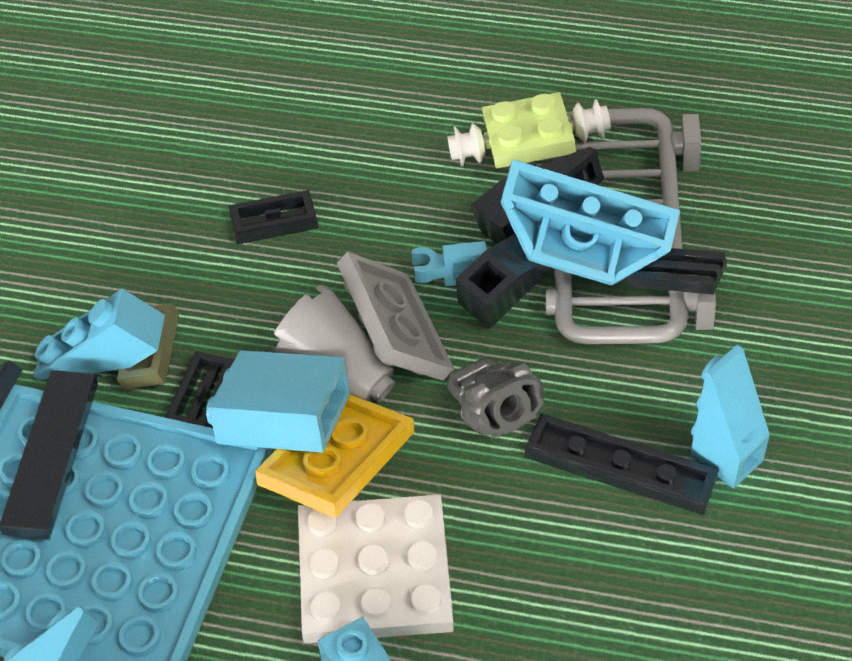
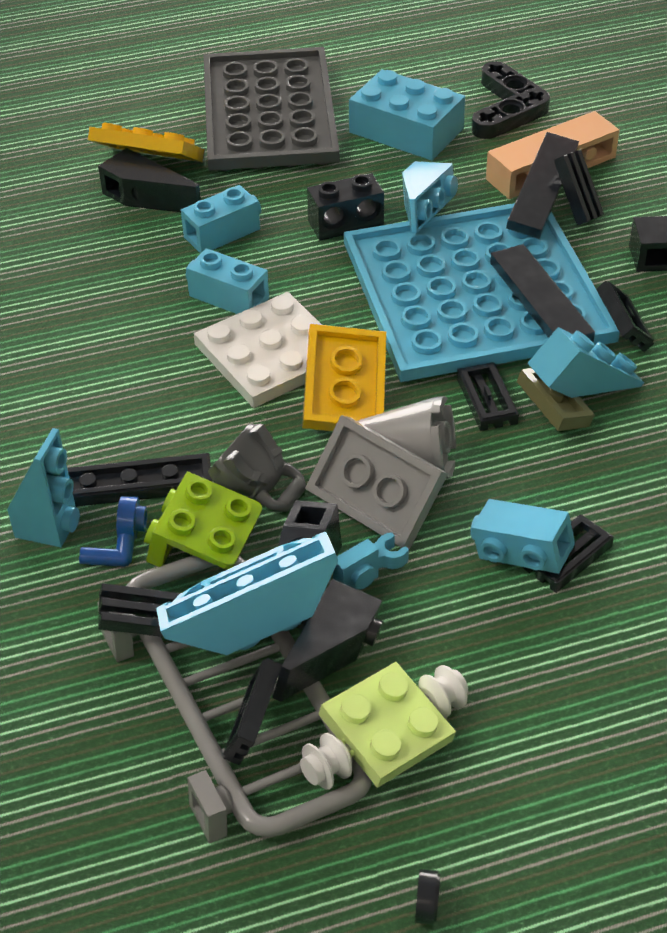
camera: 150 degrees right, 5 degrees down
(279, 401) = (406, 369): medium azure brick -> none
(309, 218) = (523, 535): none -> medium azure brick
(569, 41) = (427, 896): none -> black tile
(586, 352) = (202, 522): none -> lime bracket
(626, 156) = (252, 711): none -> black tile
(645, 397) = (130, 520): none -> blue plate

